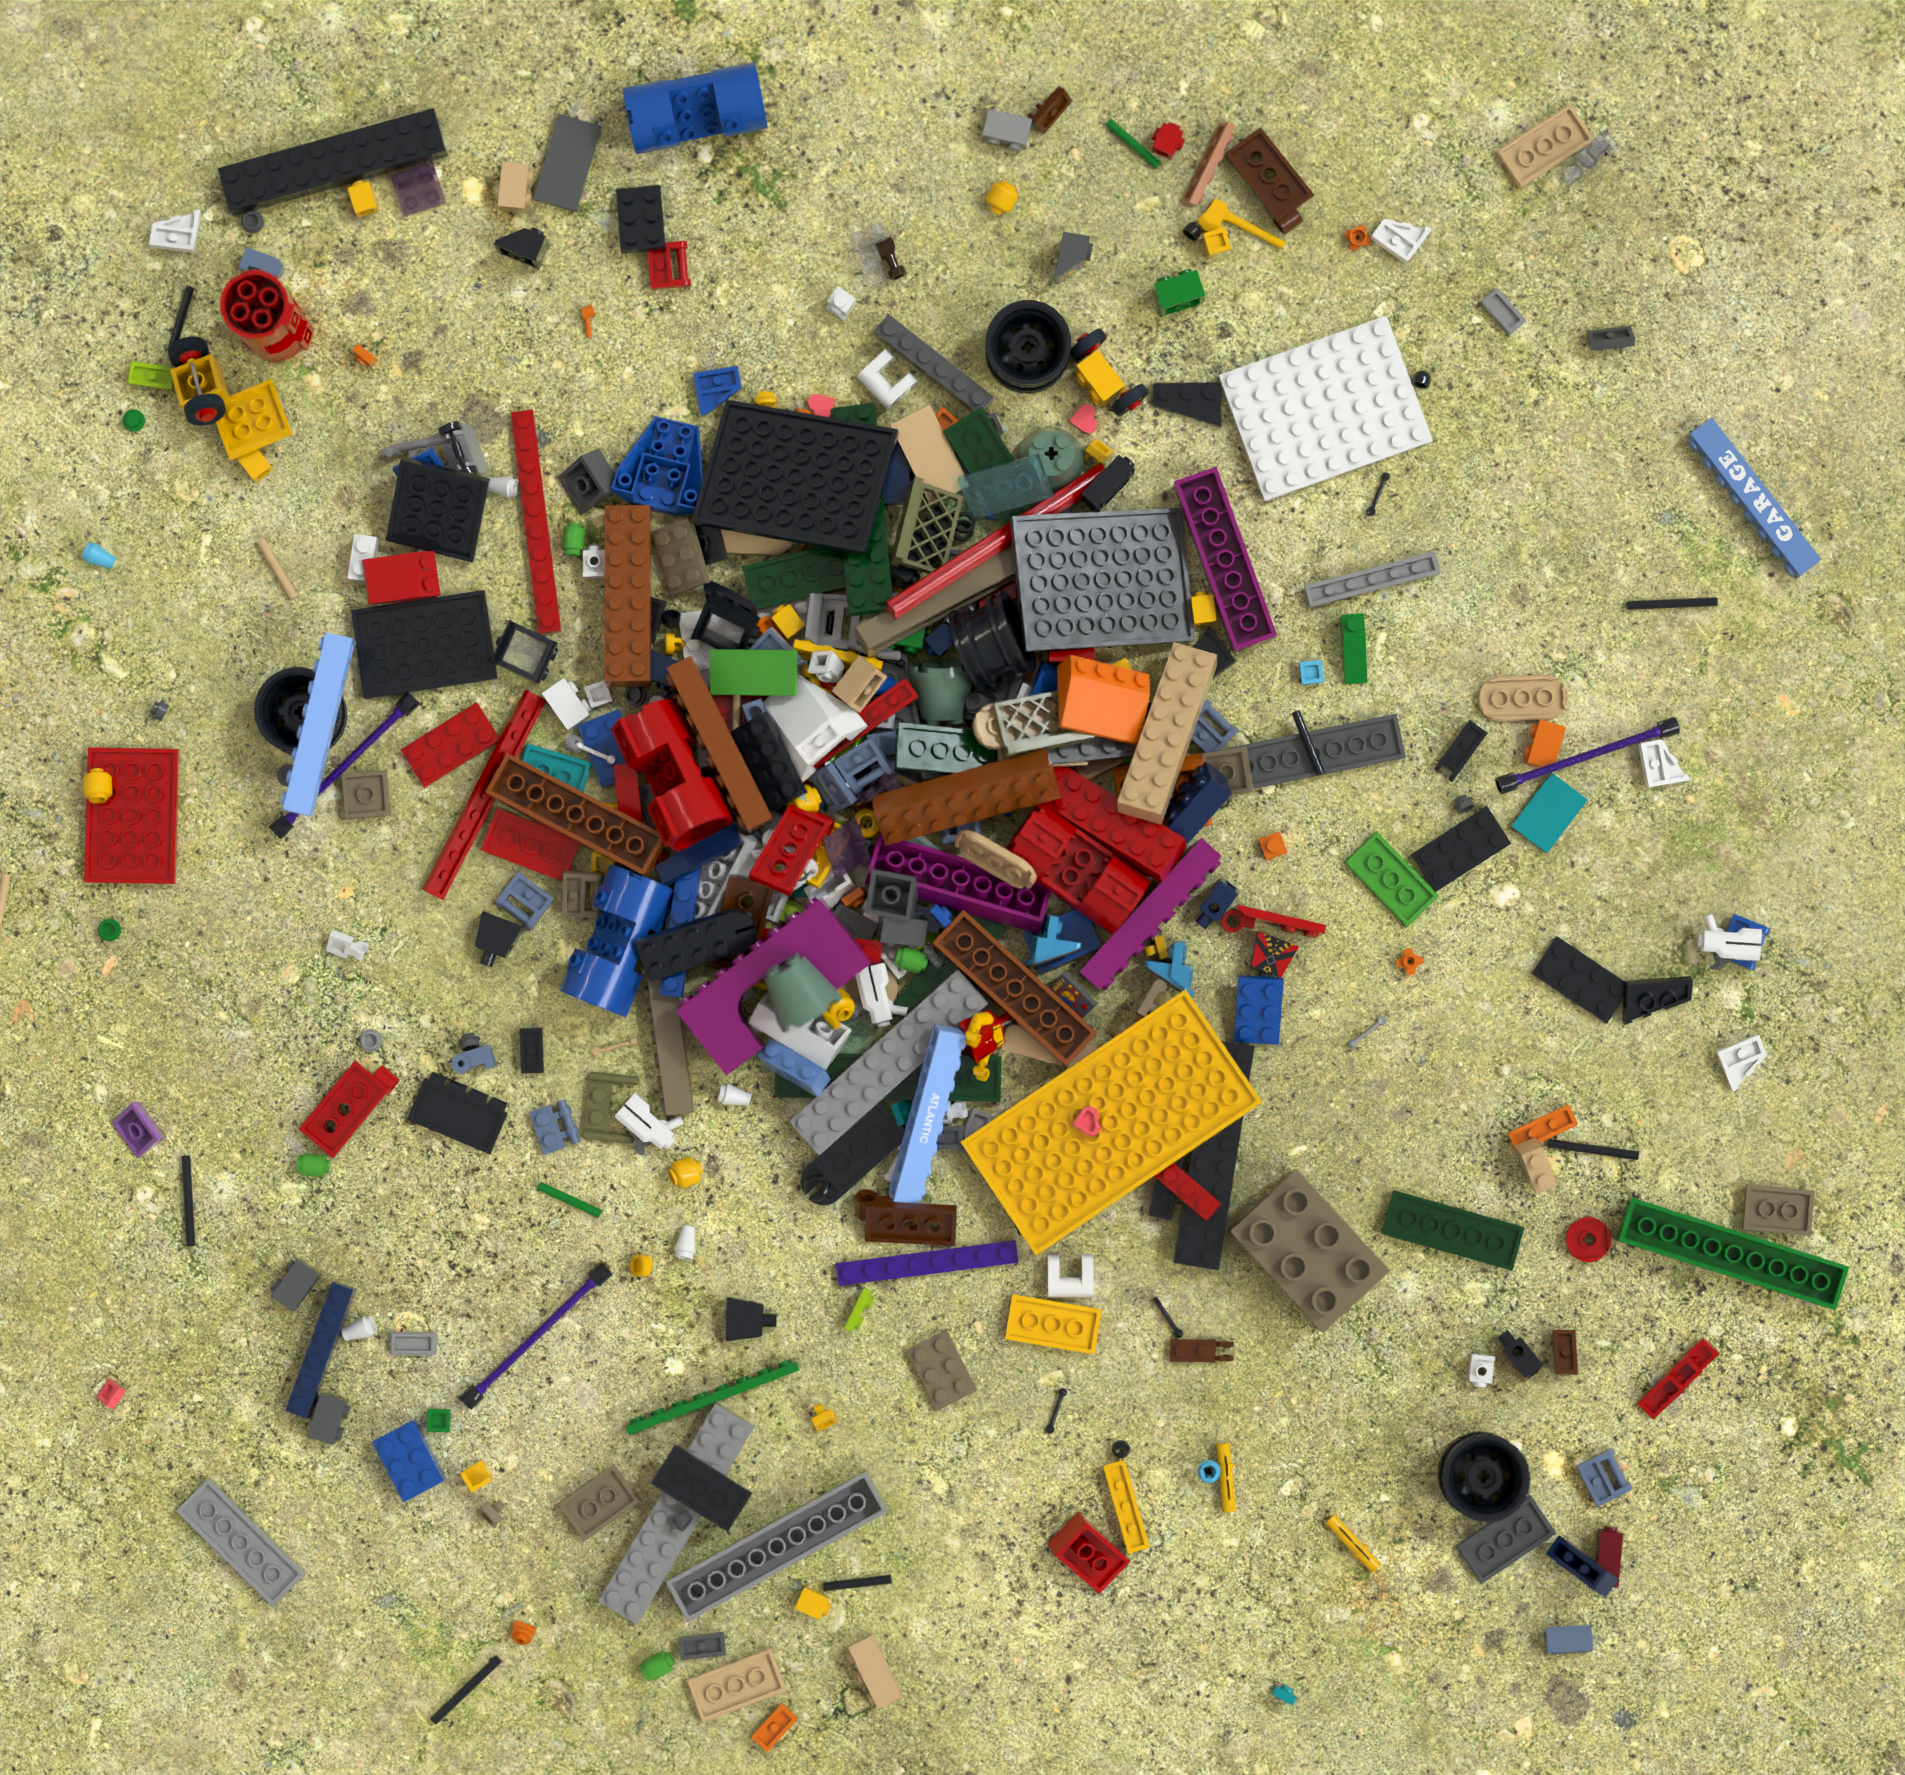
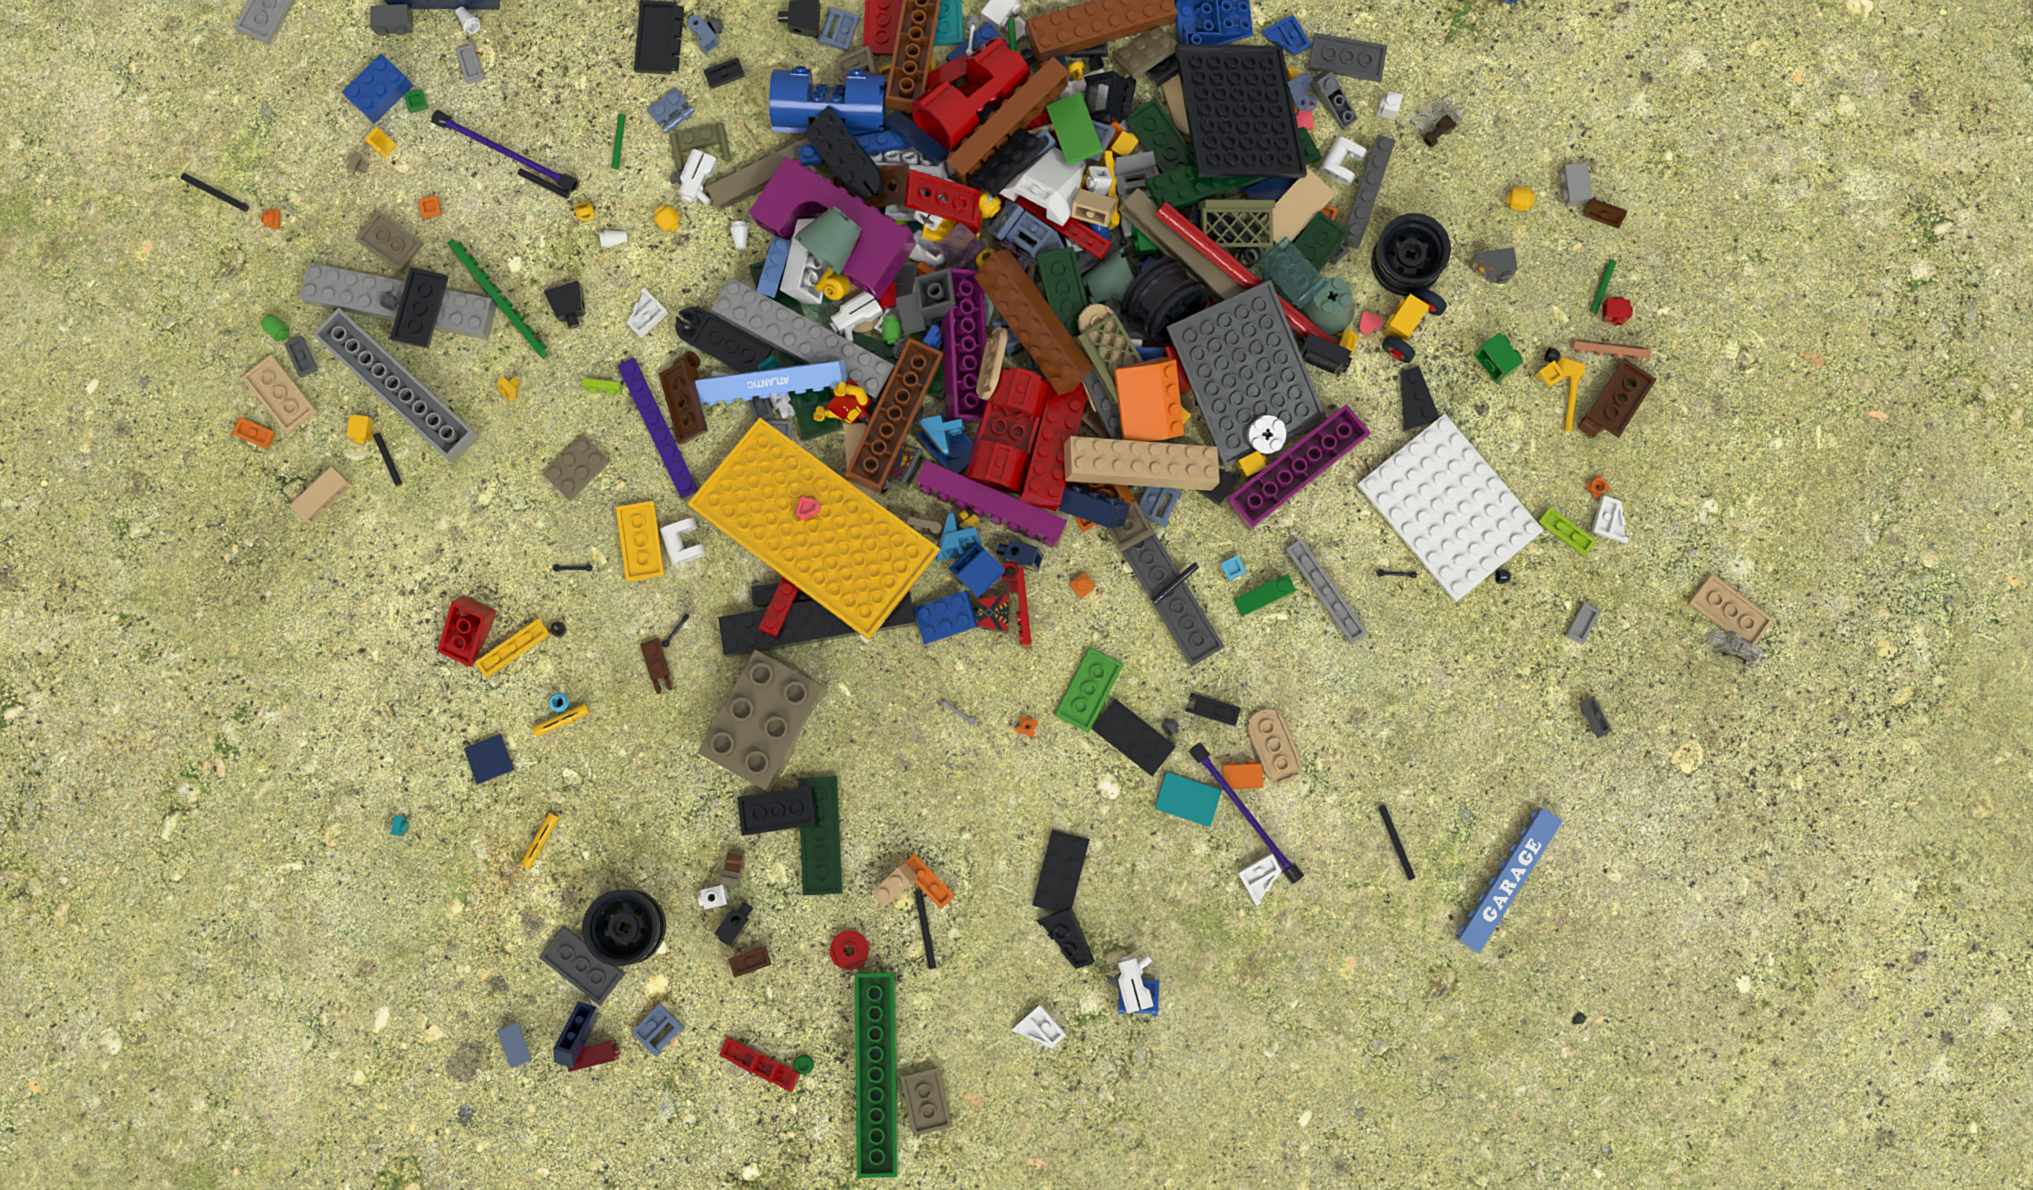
camera: 75 degrees right, 5 degrees down
(574, 1443) = (430, 207): none -> orange plate
(590, 1302) = (543, 183): none -> black bar
(614, 705) = (1012, 34): none -> green bar
(764, 329) = (1347, 57): none -> dark grey tile
(789, 1233) = (646, 314): none -> white wing
(795, 398) = (1302, 92): none -> sand blue leg
(809, 364) = (1333, 98): none -> dark grey slope
(1188, 581) = (1276, 428): none -> white plate
(1218, 956) = (977, 569): none -> blue slope
(1242, 1572) = (489, 759): none -> dark blue tile
(1396, 290) = (1567, 531): none -> lime plate
(1411, 1268) = (777, 810): none -> black plate
(1457, 1338) = (733, 868): none -> leg
(1694, 1329) = (804, 1064): none -> green plate

